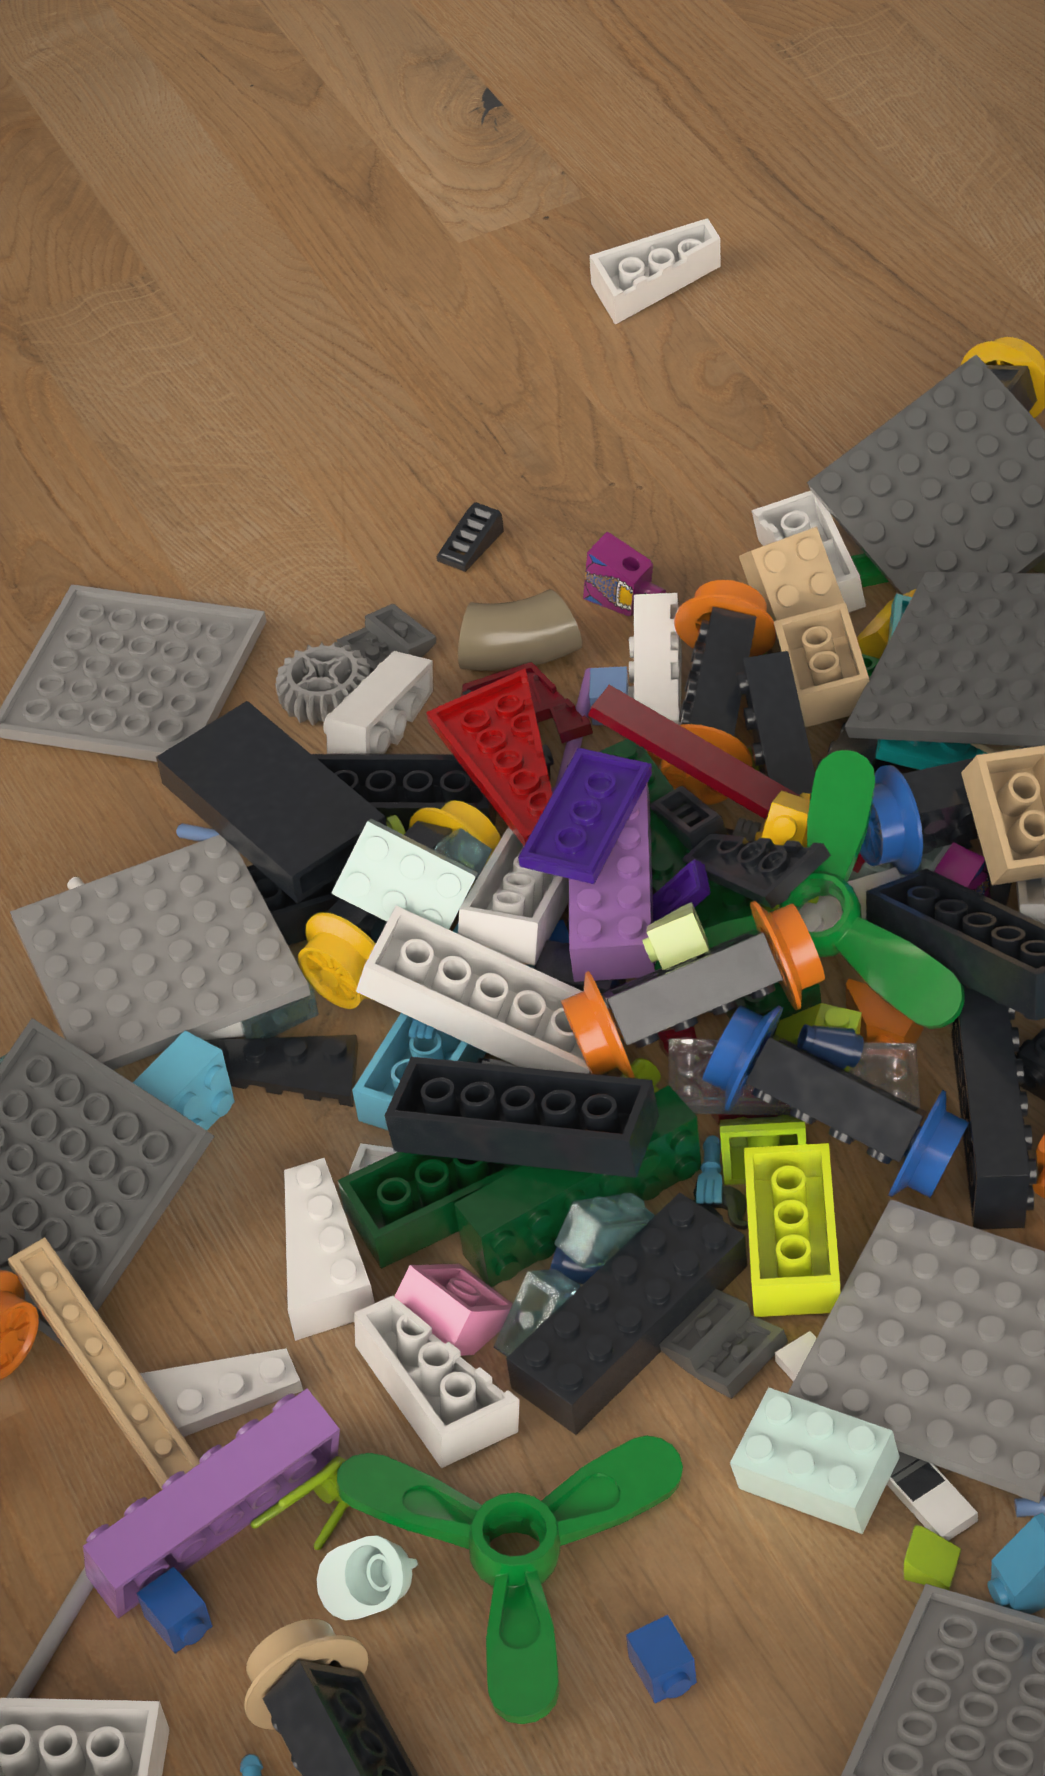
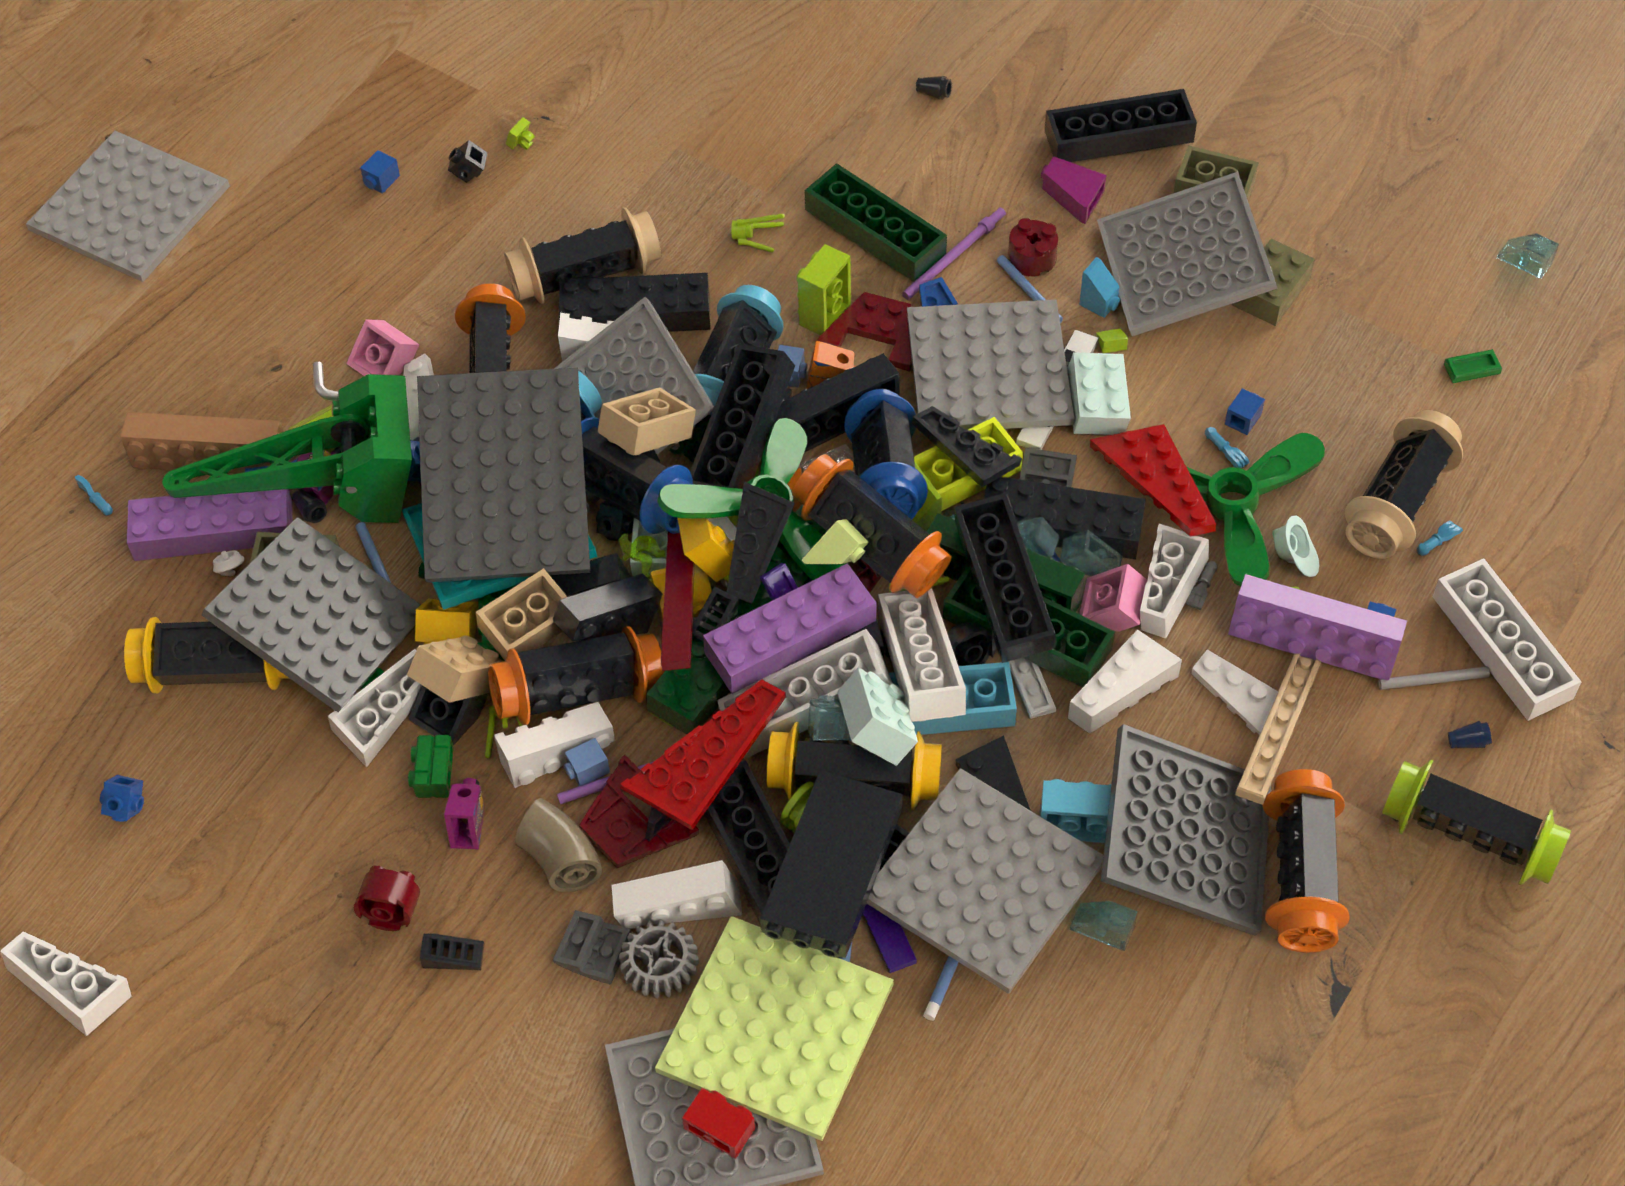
camera: 125 degrees left, 10 degrees up
(98, 652) = (719, 1122): none -> red brick
(109, 734) = (775, 1028): none -> yellowish green plate
(396, 1428) = (1199, 592): none -> dark grey piece
(560, 492) = (387, 898): none -> dark red brick
(585, 815) = (769, 638): dark purple tile -> none
(600, 1607) = (1233, 454): none -> dark azure piece
(634, 1463) = (1156, 469): none -> red wing
(698, 566) = (432, 766): none -> green brick
(792, 1206) = (965, 447): none -> black wing
(832, 1044) = (858, 456): dark blue cone -> none
(842, 340) = (122, 797): none -> blue brick

